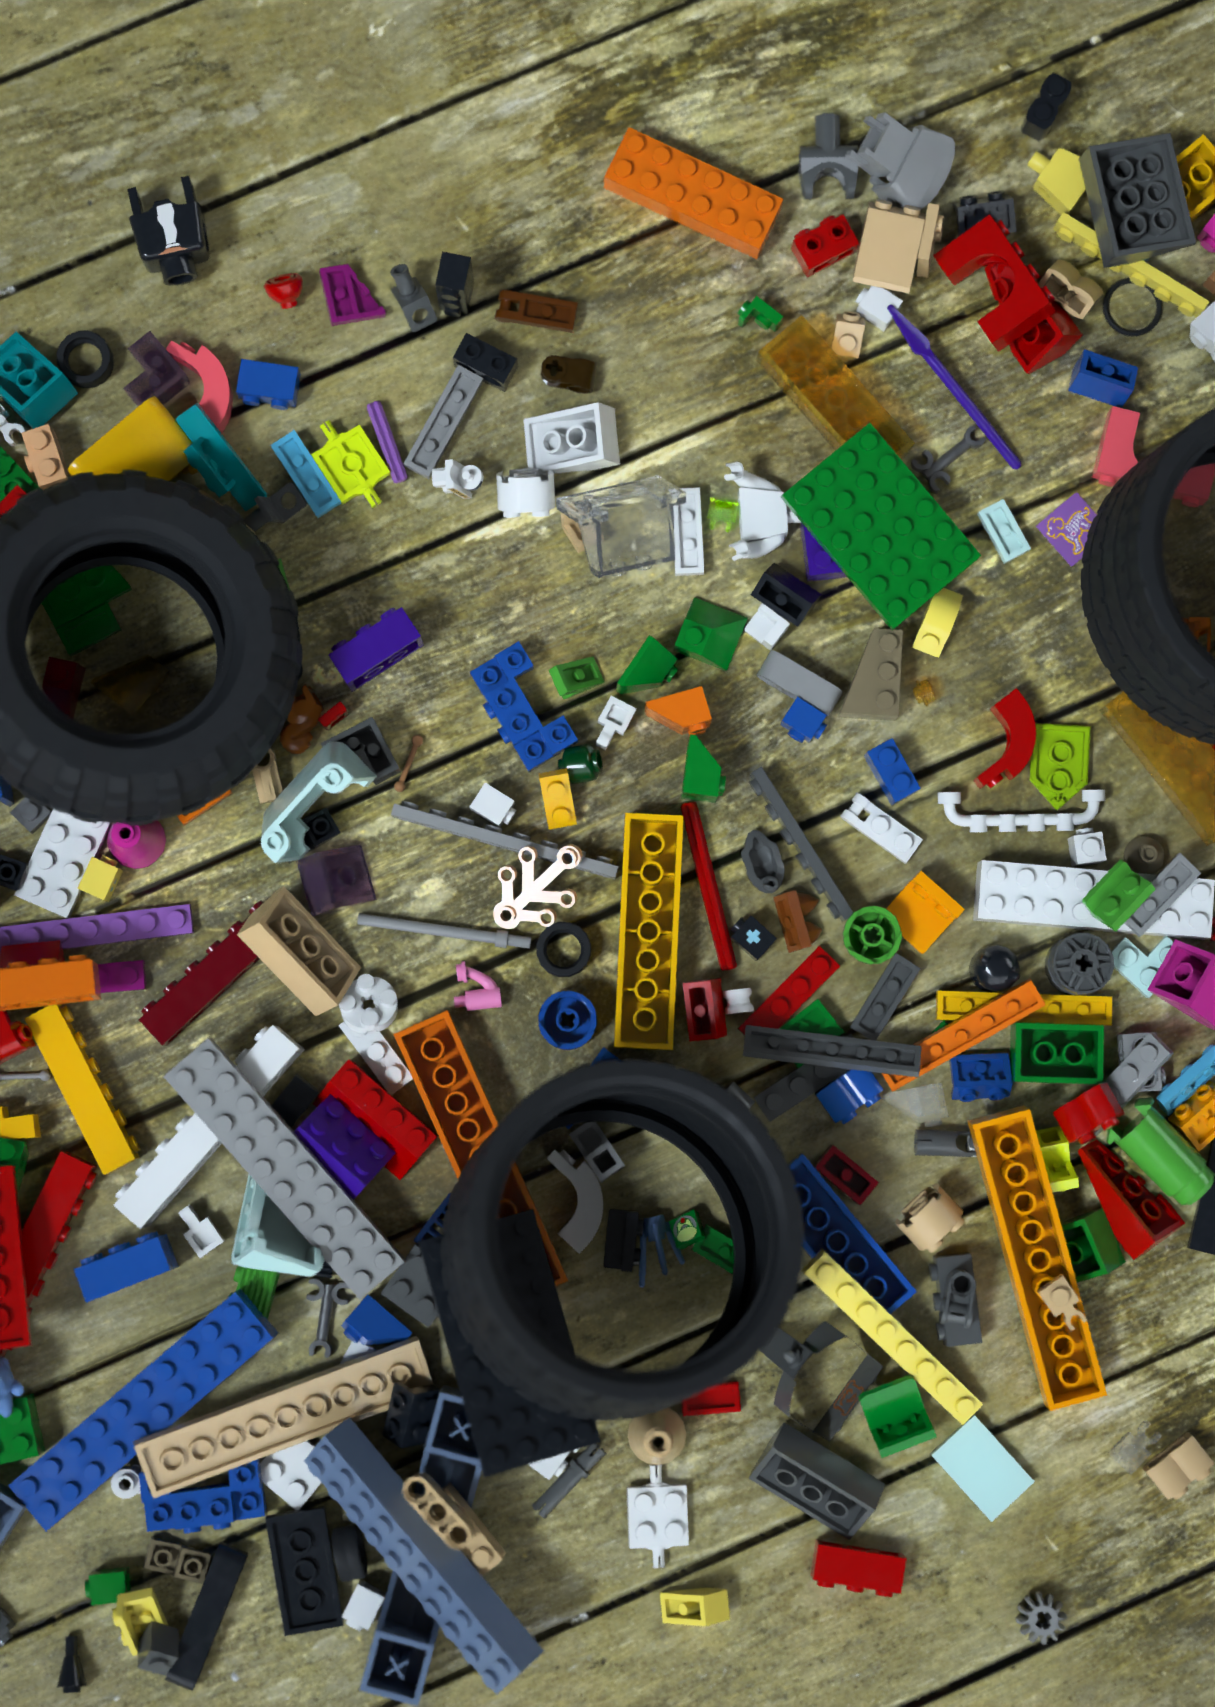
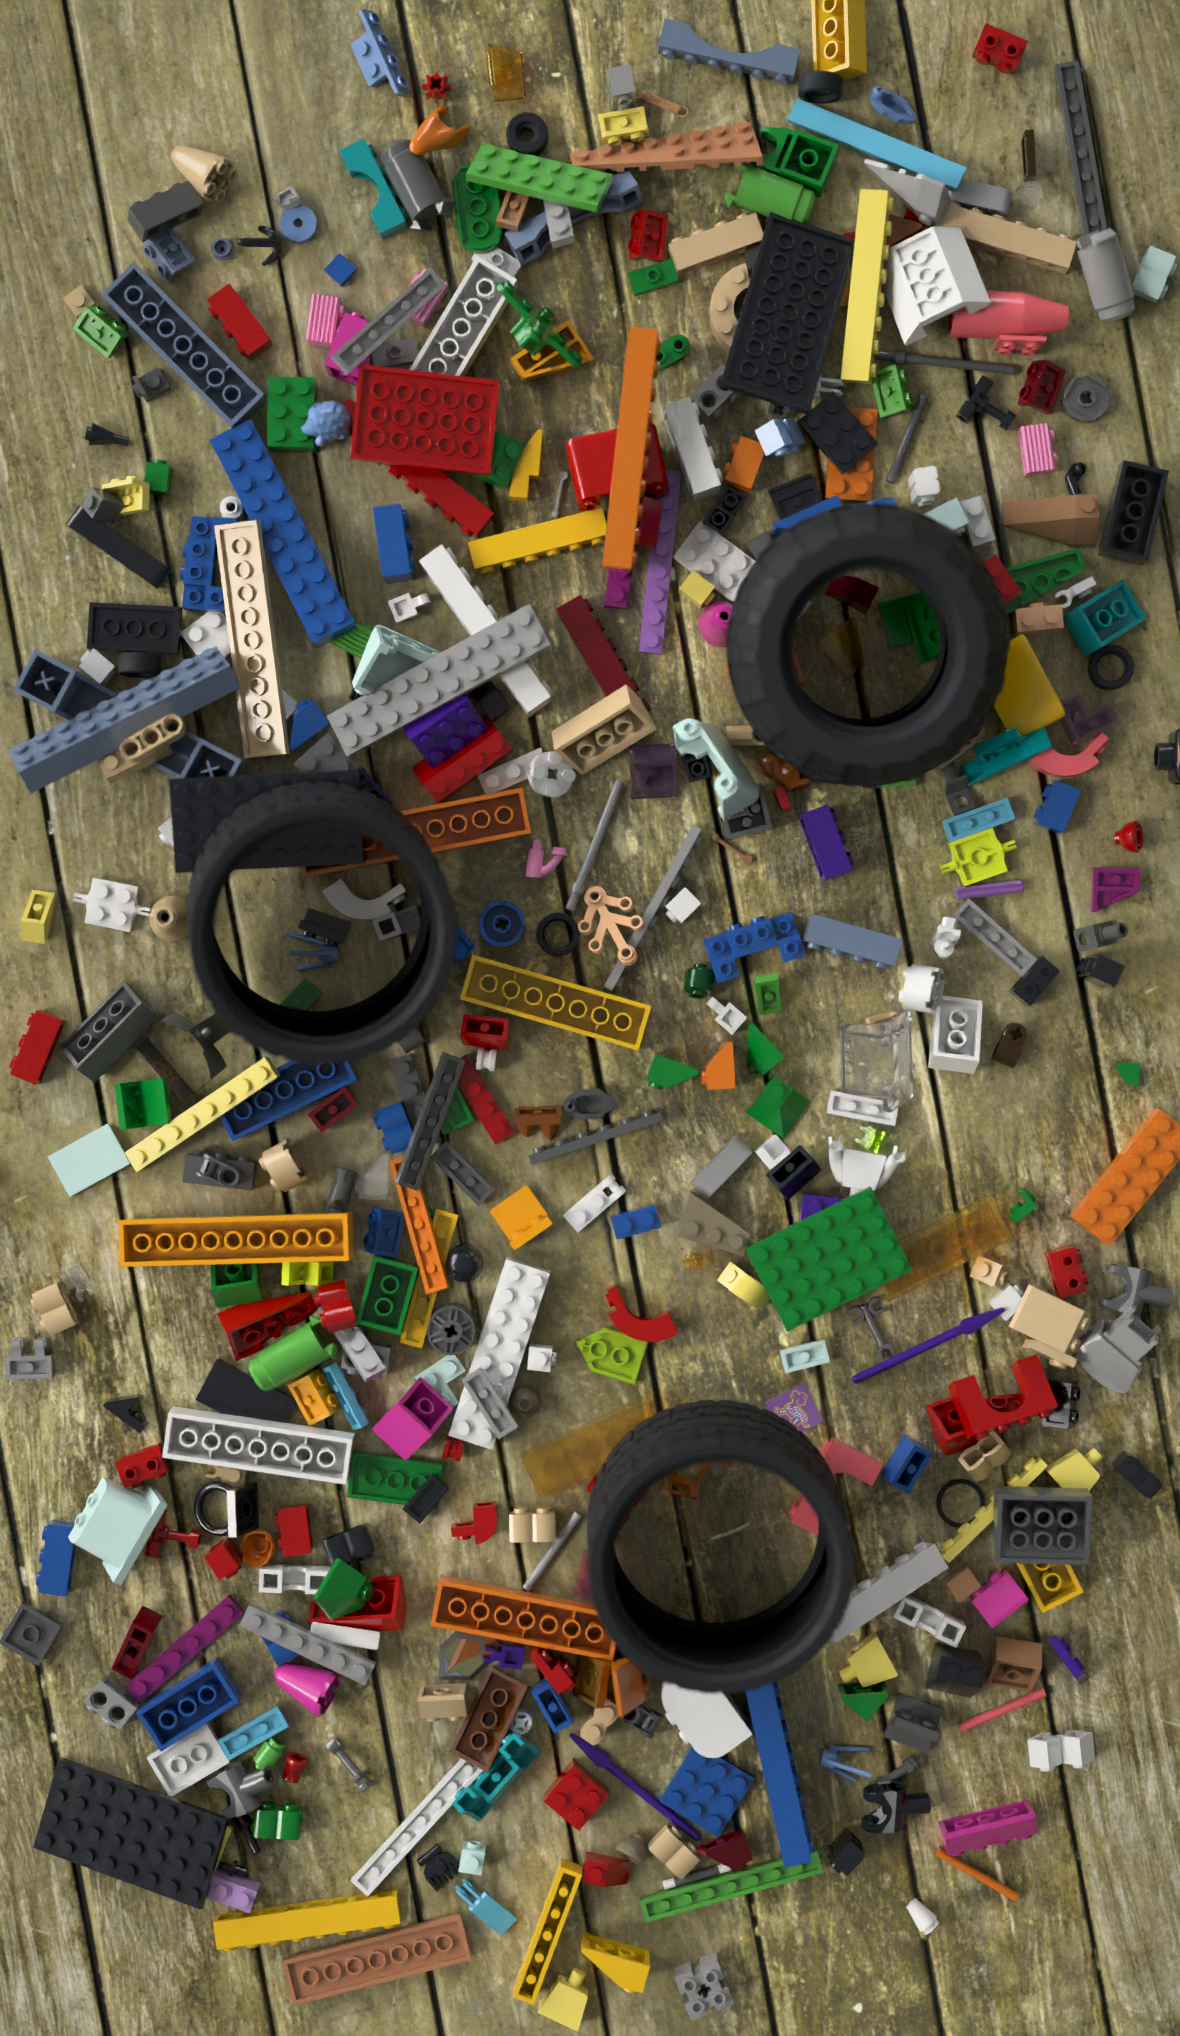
camera: 105 degrees right, 5 degrees up
(177, 1559) = (165, 534): dark tan slope -> none
(328, 1293) = (338, 693): flat silver bar -> none
(410, 1414) = (231, 734): black bracket -> none
(487, 589) = (851, 940): none -> sand blue brick
(537, 311) = (1066, 1031): reddish brown plate -> none
(557, 798) = (675, 957): yellow plate -> none
(568, 226) = (1129, 1072): none -> green tile
(578, 1469) = (160, 852): dark grey pin -> none
(687, 1229) = (321, 978): tile -> none
(708, 886) = (581, 1058): red axle -> none
(715, 1400) = (185, 973): red tile -> none
(752, 937) = (533, 1082): black brick -> none
(804, 721) = (691, 1162): blue brick -> none
(872, 935) = (511, 1174): bright green cylinder -> none
(1008, 822) = (571, 1323): white bar -> none
(1061, 1298) = (200, 1249): tan plate -> none
(1117, 895) = (496, 1370): bright green bracket -> none

